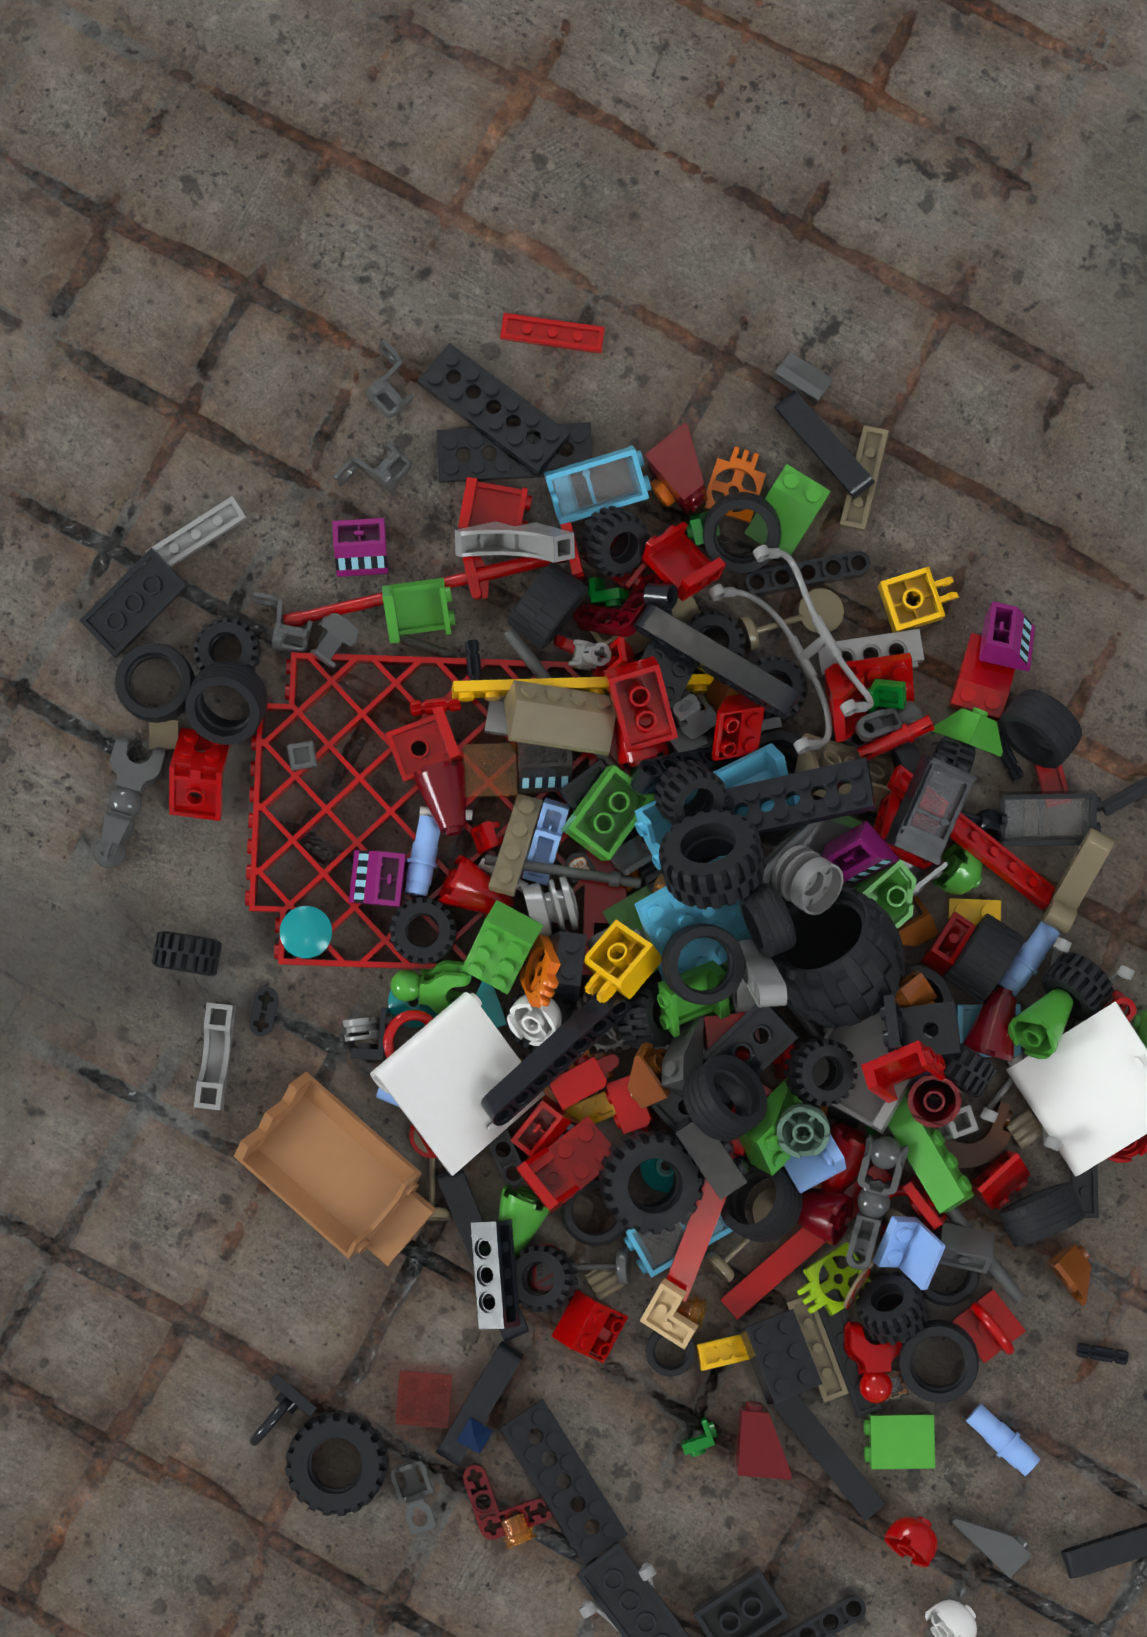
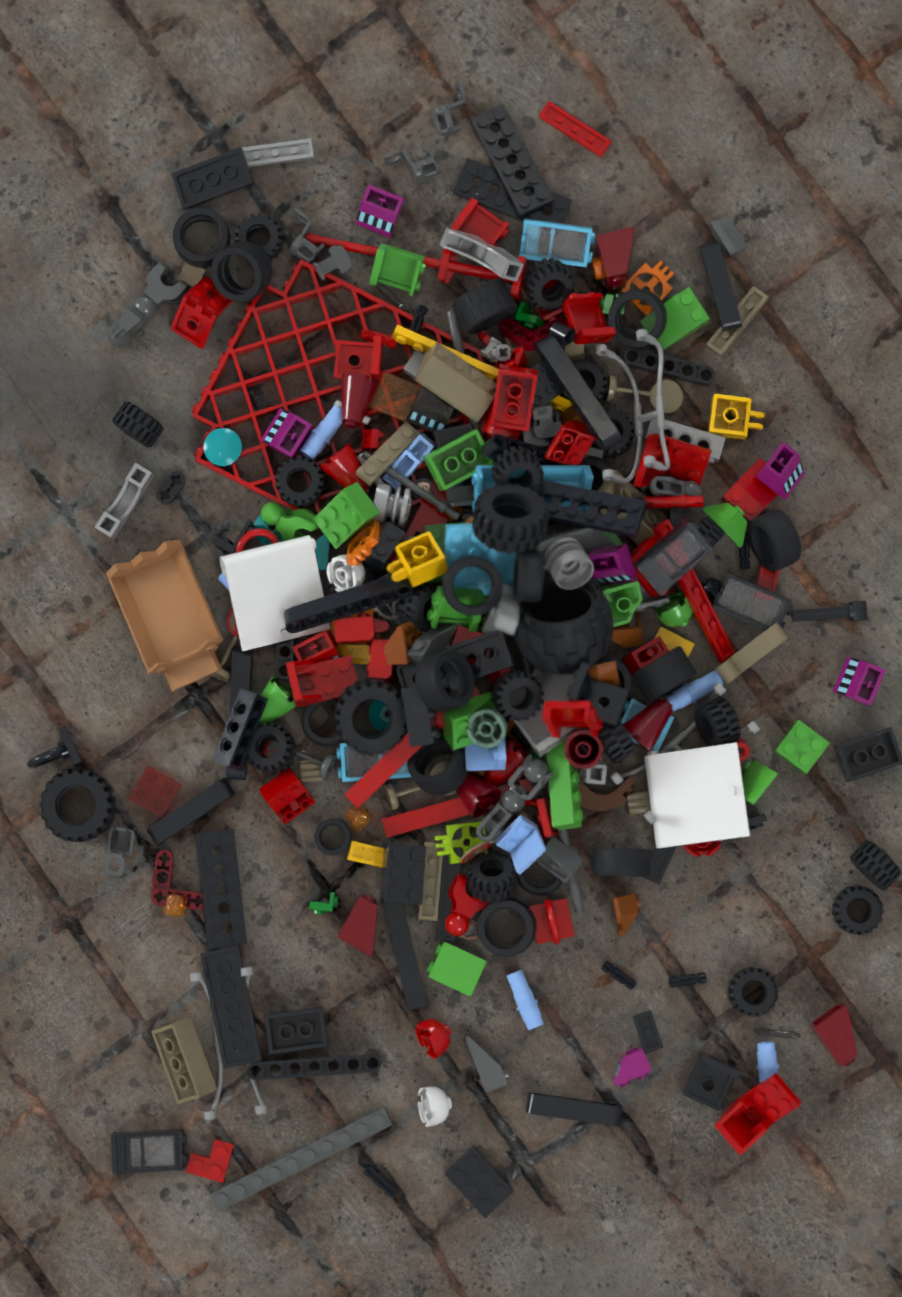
camera: 30 degrees right, 0 degrees up
(302, 755) = (275, 330): dark grey tile -> none
(361, 1025) = (229, 526): light grey wheel -> none
(474, 1435) = (176, 830): dark blue slope -> none
(664, 1319) = (338, 808): tan plate -> none
(888, 694) = (682, 470): green bracket -> none
(1001, 1179) = (604, 828): red slope -> none
(1042, 1024) = (681, 735): bright green cone -> none

